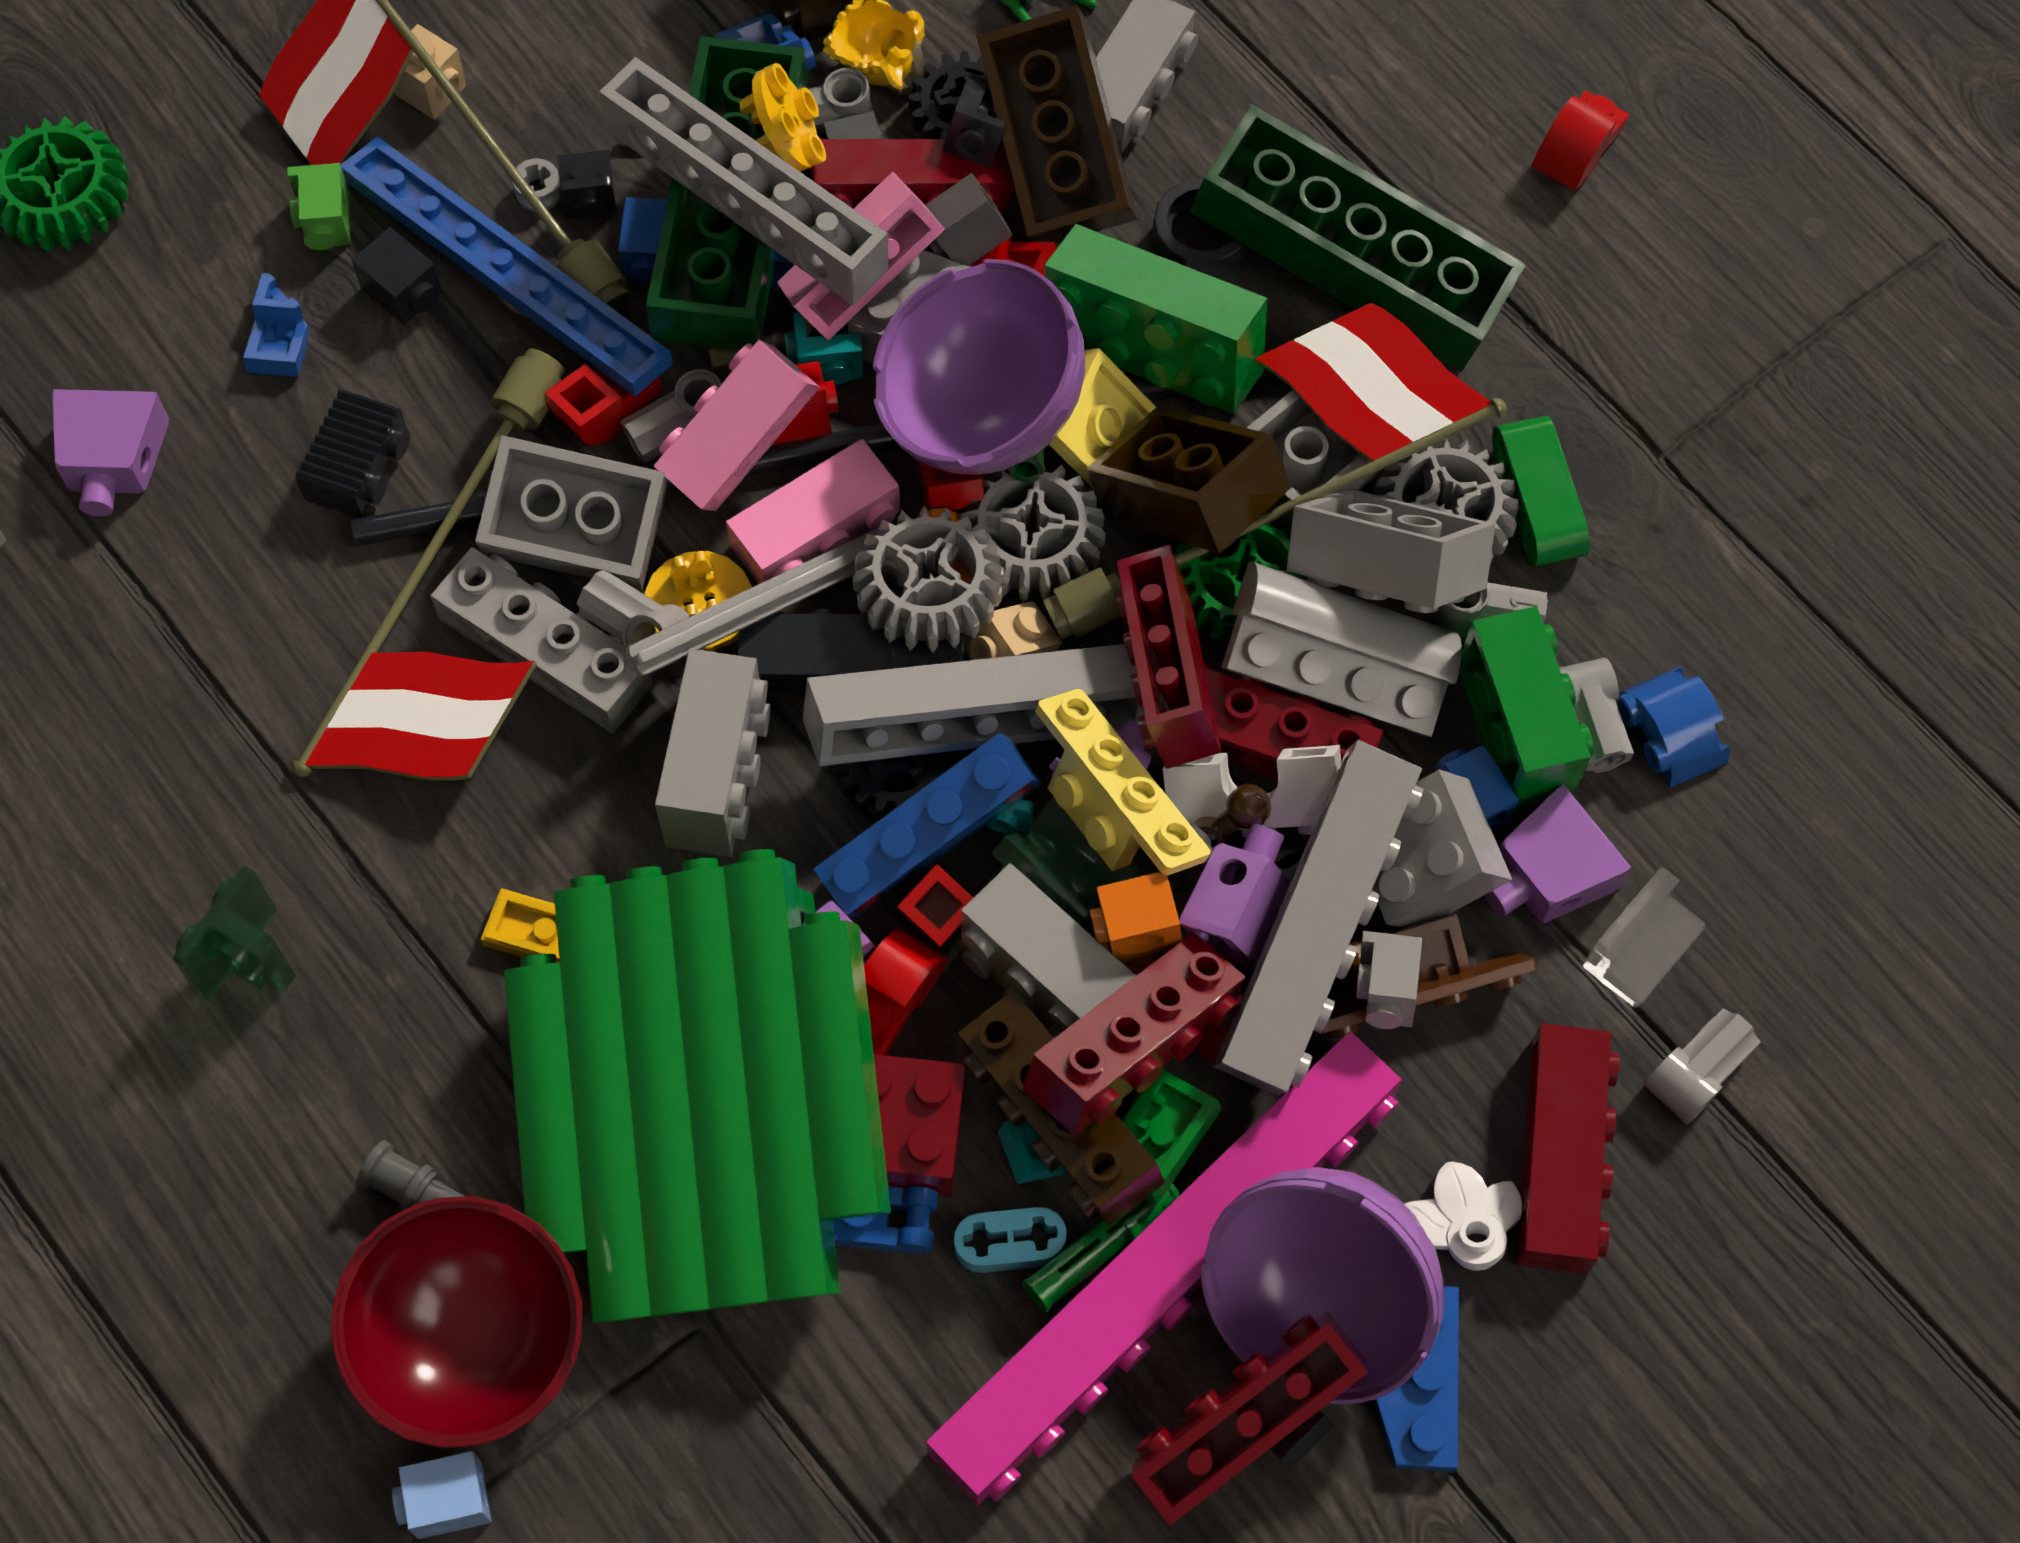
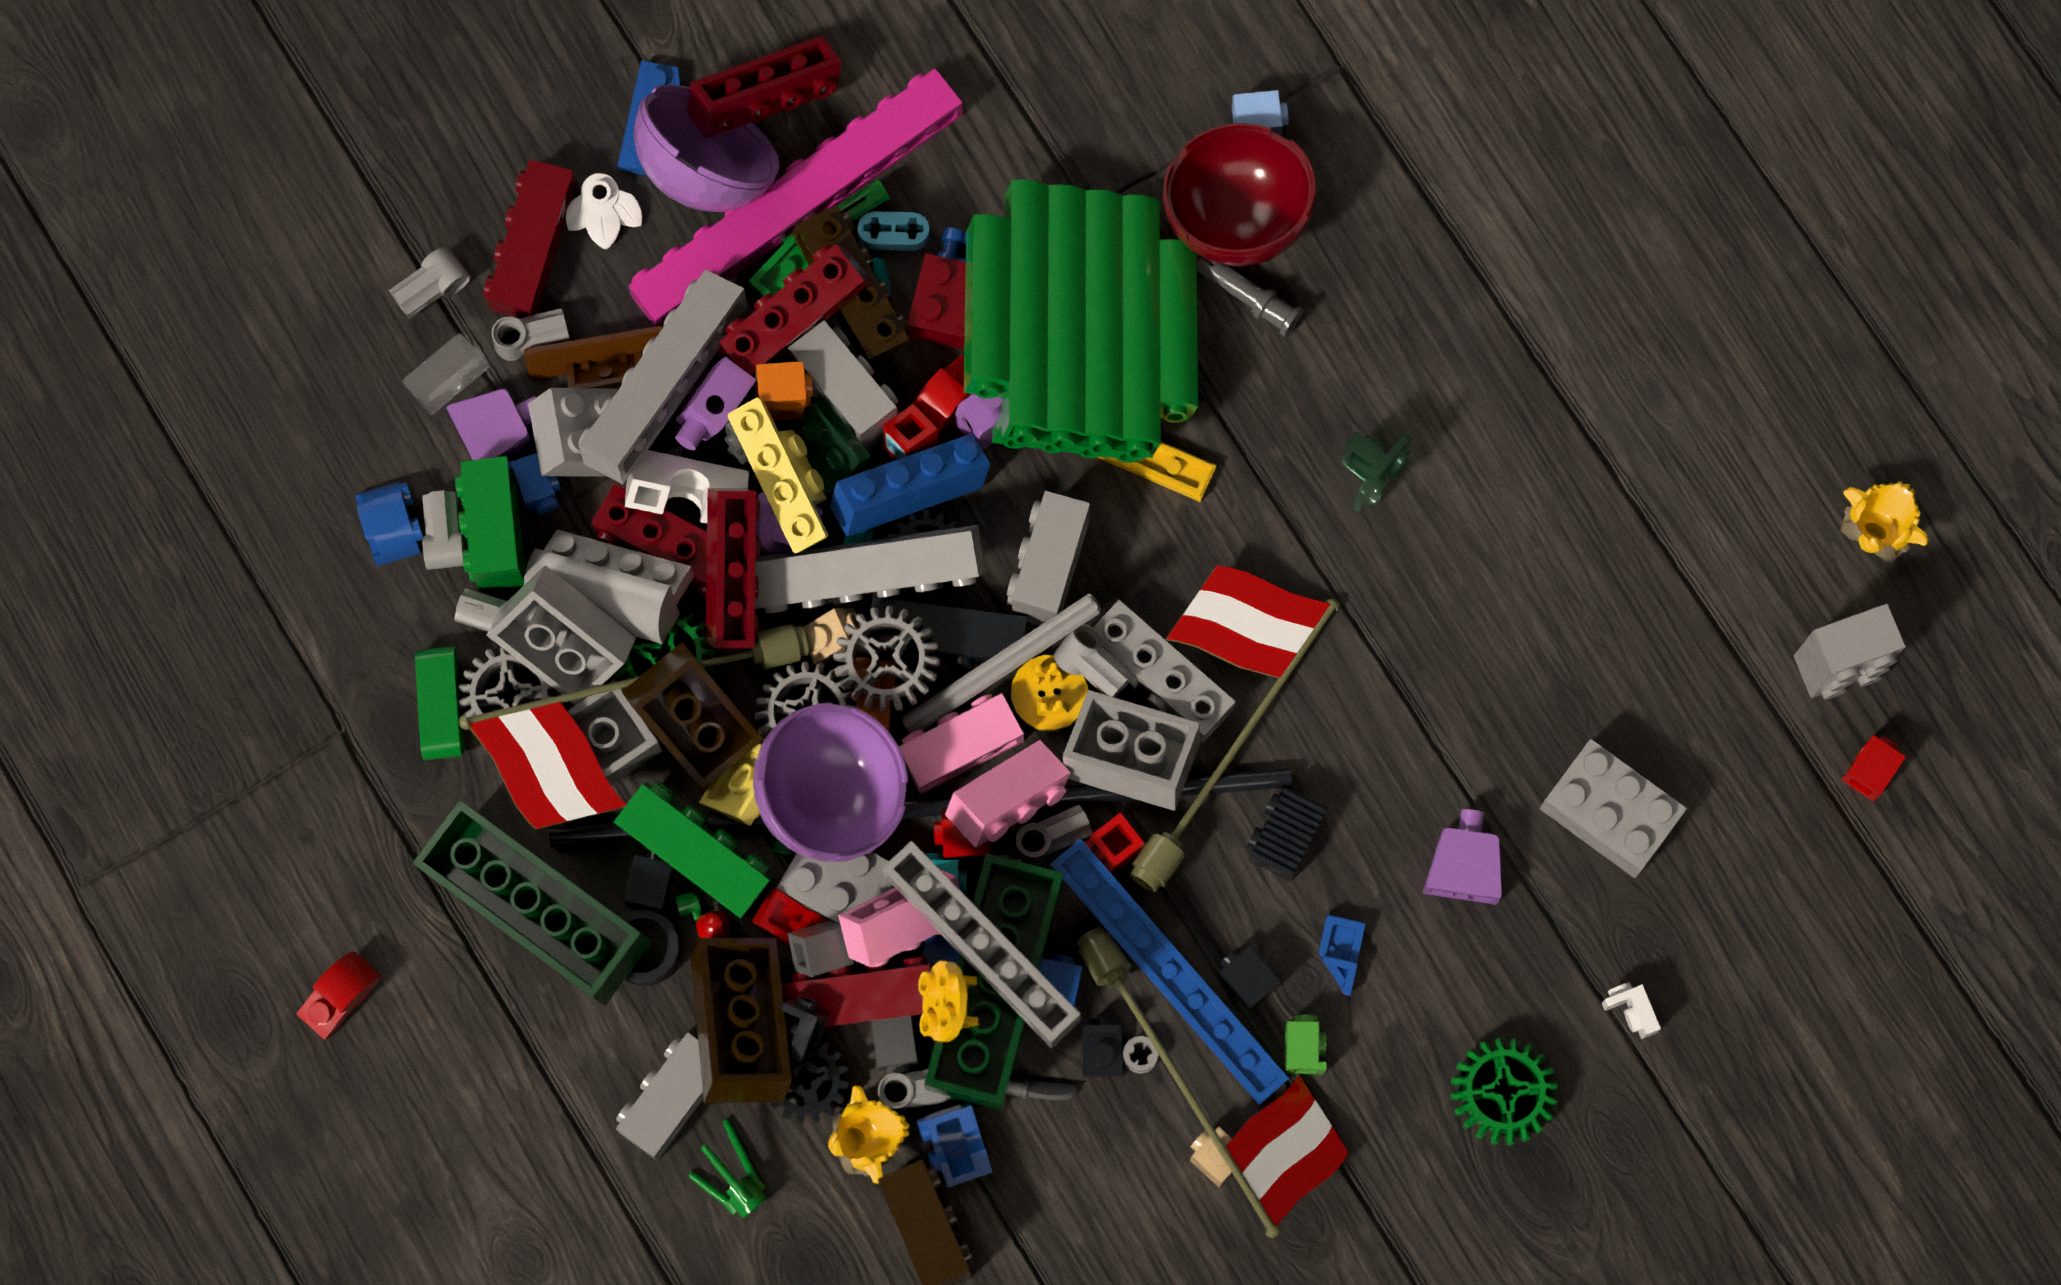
camera: 170 degrees left, 10 degrees up
(1242, 812) = (697, 460): dark brown arm -> none
(1389, 978) = (624, 338): light grey brick -> none
(1523, 1007) = (533, 332): none -> light grey piece

